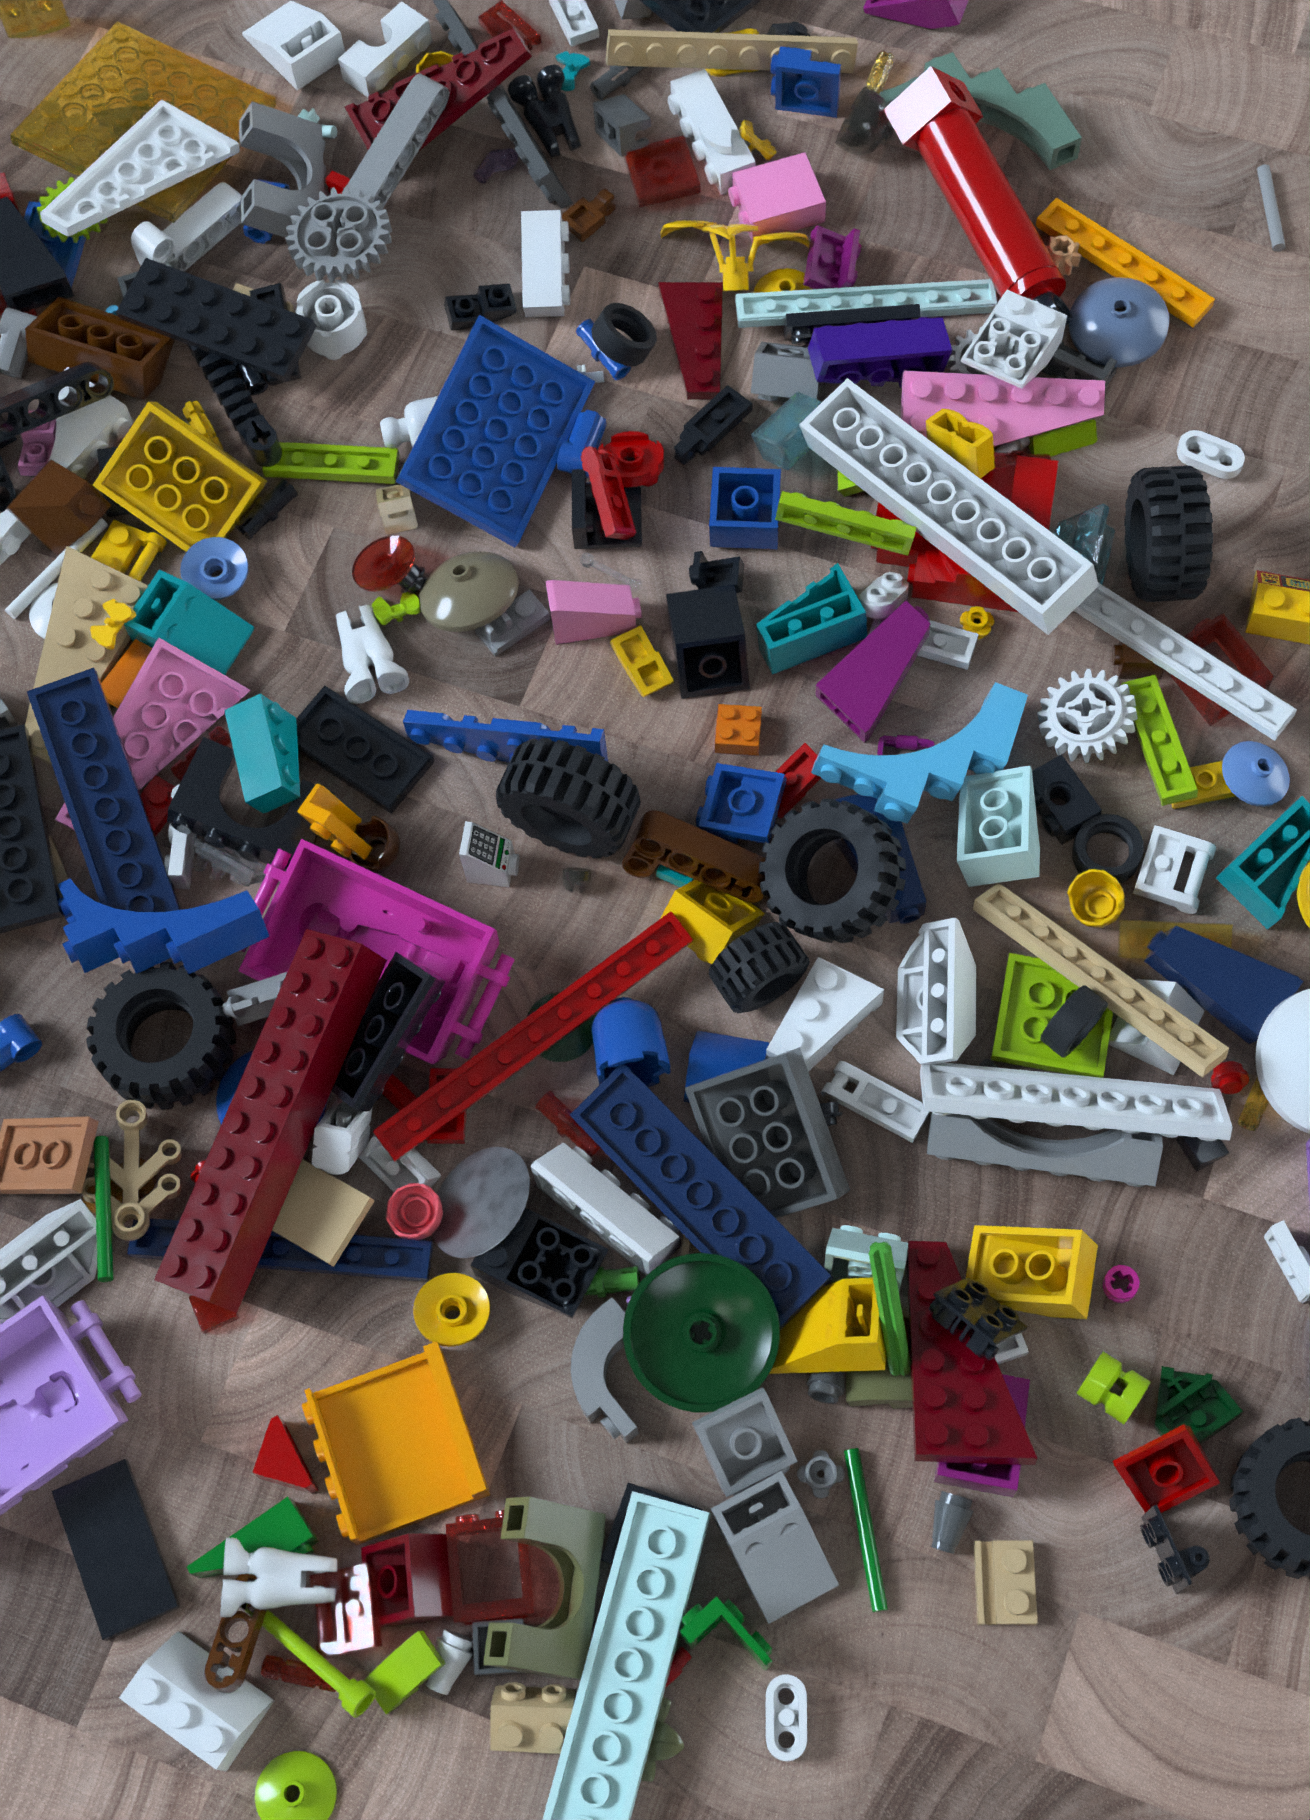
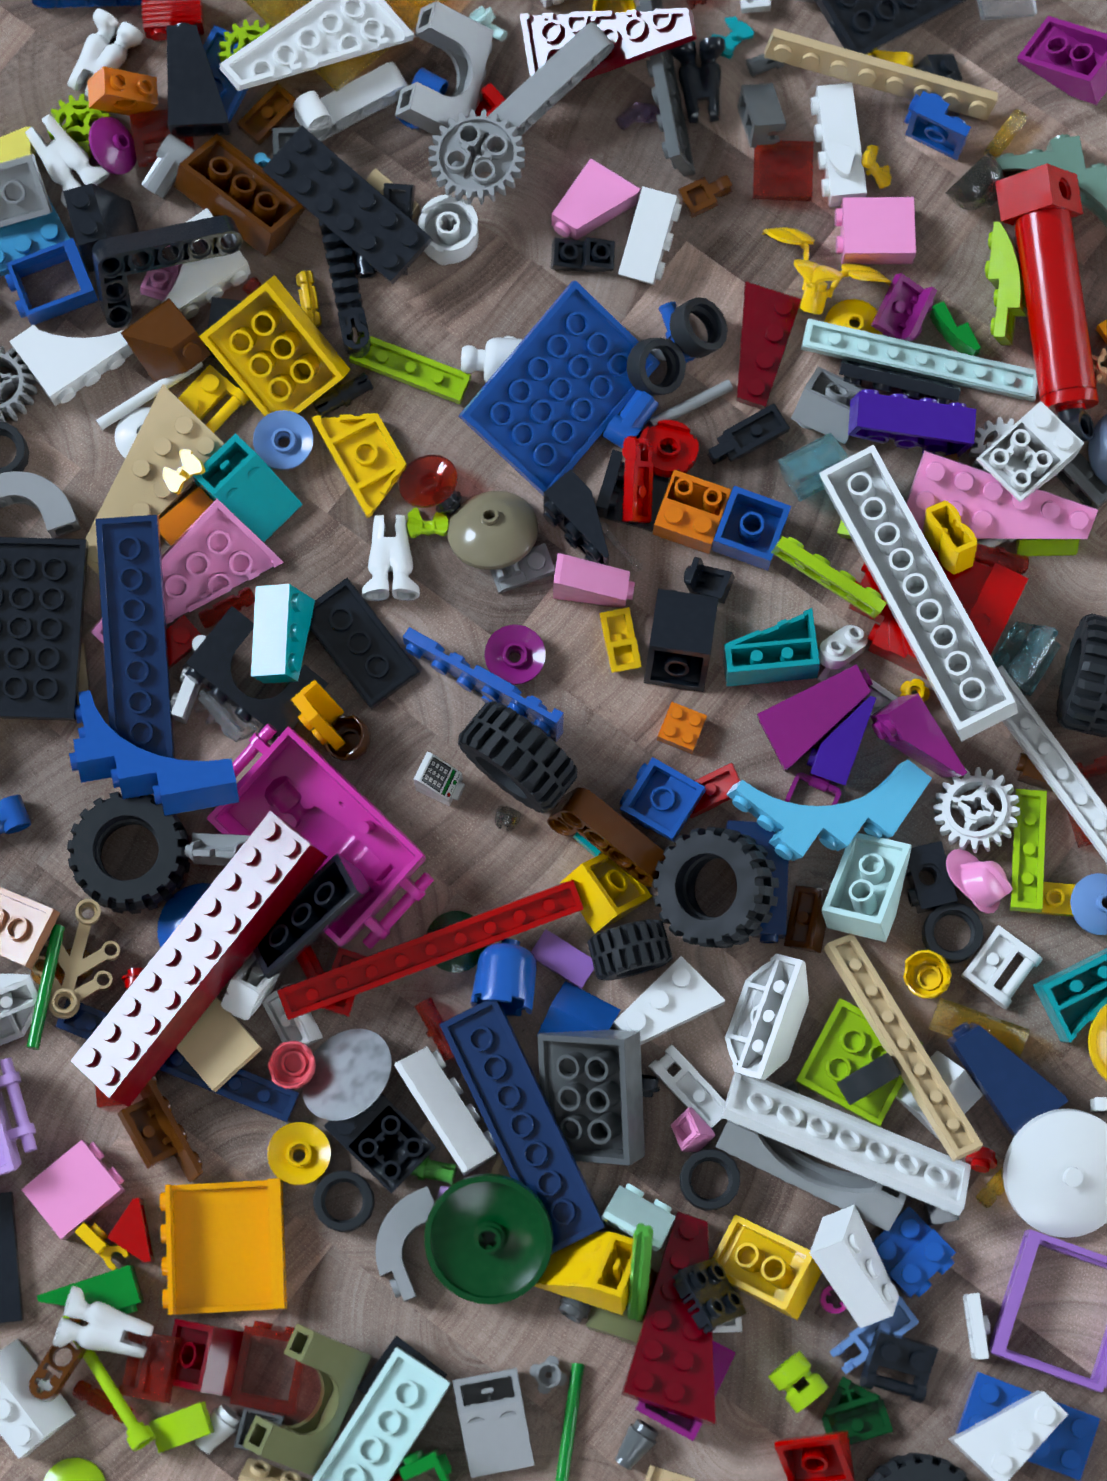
camera: 10 degrees right, 10 degrees up
(111, 262) = (267, 114): none -> reddish brown plate
(200, 1431) = (74, 1188): none -> bright pink brick
(240, 1481) = (95, 1238): none -> yellow plate
(281, 1337) = (157, 1132): none -> reddish brown bracket
(306, 560) = (363, 455): none -> yellow wing
(396, 509) = (452, 432): tan slope -> none
(475, 251) = (593, 201): none -> bright pink slope
(499, 1327) = (321, 1192): none -> black tyre
(533, 694) = (515, 640): none -> magenta dish
(552, 546) = (573, 509): none -> black slope
(605, 369) = (675, 366): none -> black tyre
(644, 410) = (693, 403): none -> light grey bar
(676, 512) = (691, 511): none -> orange slope
(688, 1007) = (563, 959): none -> medium lavender tile
(744, 1442) = (495, 1335): light grey plate -> none
(889, 268) = (959, 337): none -> green slope
(894, 1147) = (691, 1131): none -> bright pink slope
(917, 696) = (838, 750): none -> dark purple slope
(929, 206) = (1005, 274): none -> lime slope
(938, 1166) = (733, 1179): none -> black tyre
(943, 885) = (806, 922): none -> reddish brown slope
(994, 651) = (913, 731): none -> magenta slope
(1118, 782) = (980, 881): none -> bright pink piece
(1133, 1236) = (854, 1267): none -> white wedge
(1183, 1305) = (898, 1324): none -> medium blue hinge
(1188, 1206) = (913, 1253): none -> blue plate
(1221, 1321) = (903, 1356): none -> black plate

